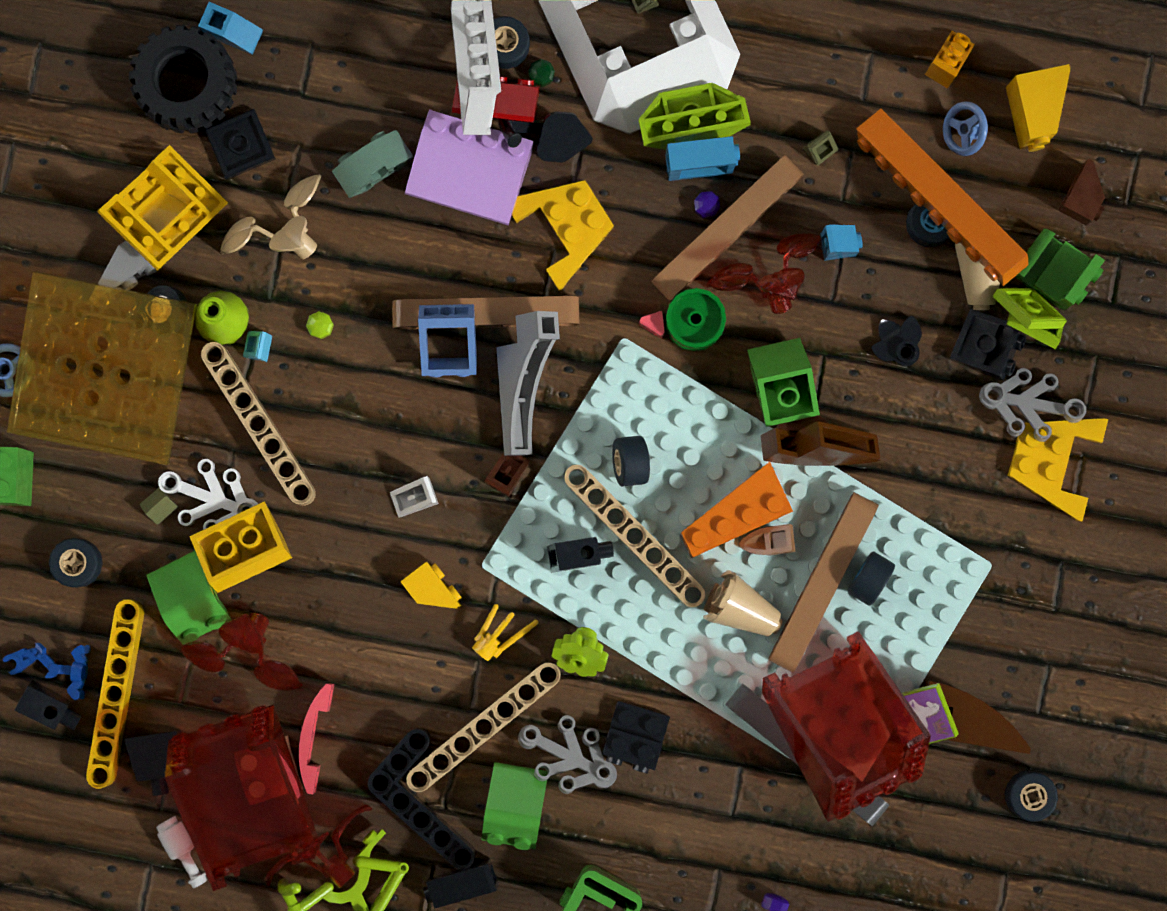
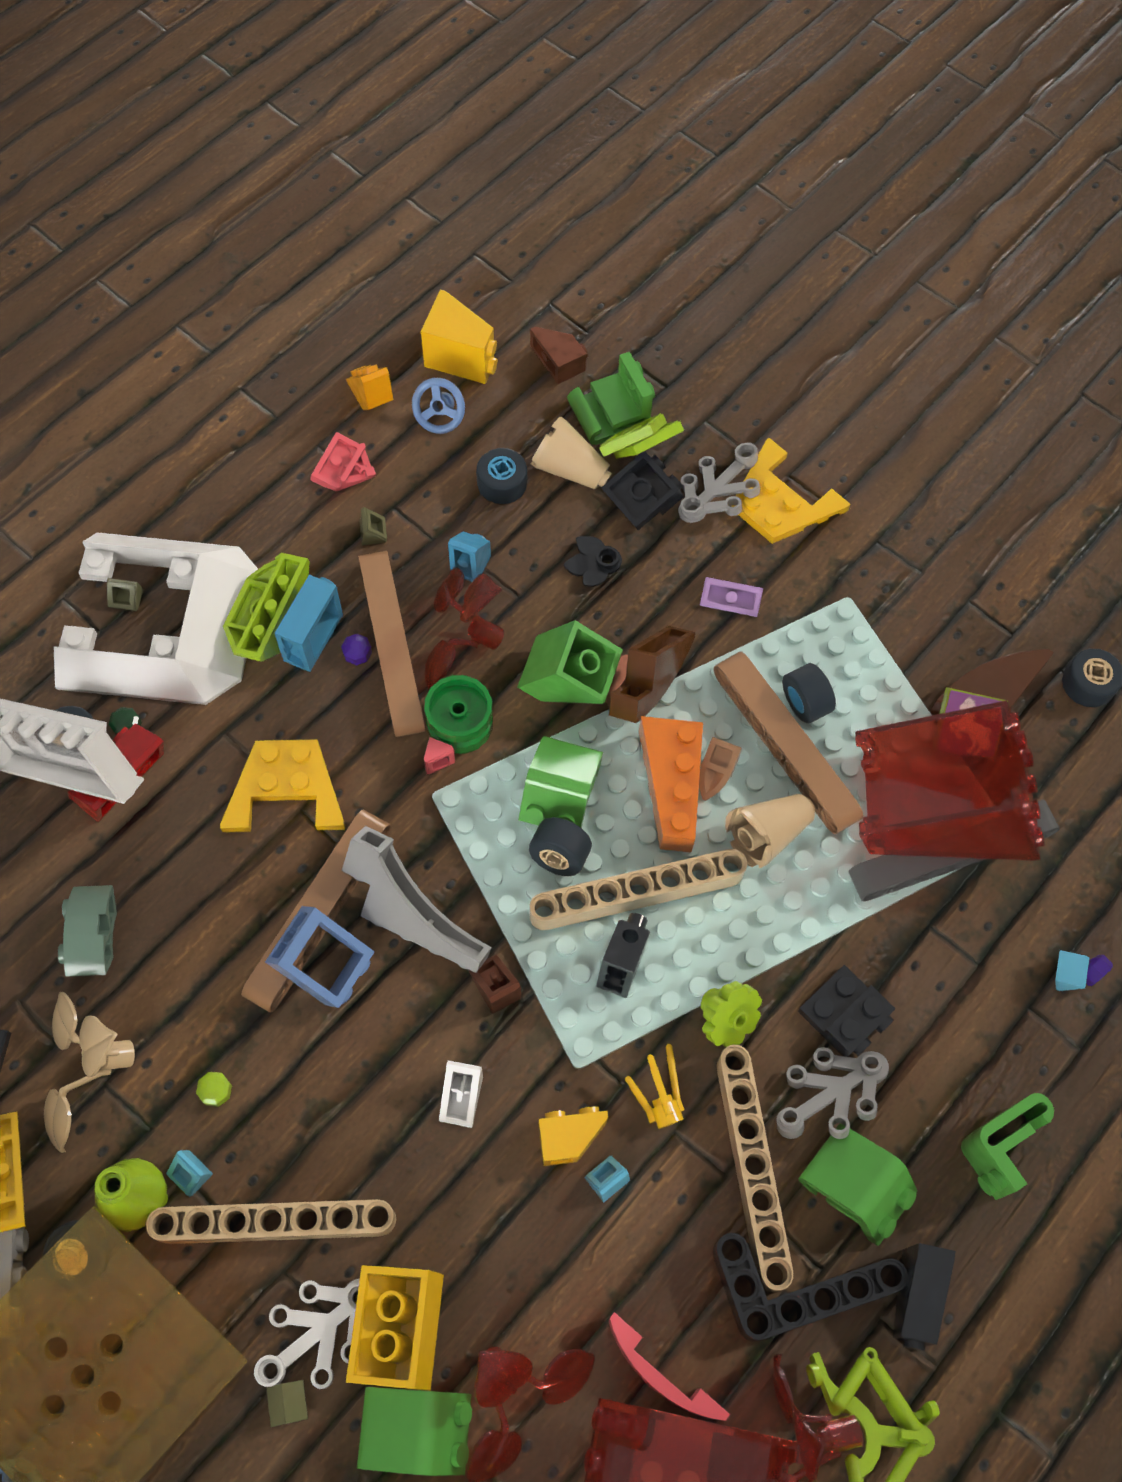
camera: 60 degrees left, 20 degrees down
(419, 630) = (607, 1178): none -> medium azure slope
(468, 171) = (162, 837): lavender slope -> none
(559, 139) = (195, 731): black piece -> none
(683, 431) = (559, 782): none -> bright green piece
(761, 885) = (1071, 971): none -> medium azure slope
(865, 85) = (343, 464): none -> coral slope
(935, 469) = (731, 596): none -> lavender slope
(942, 198) = (487, 442): orange brick -> none

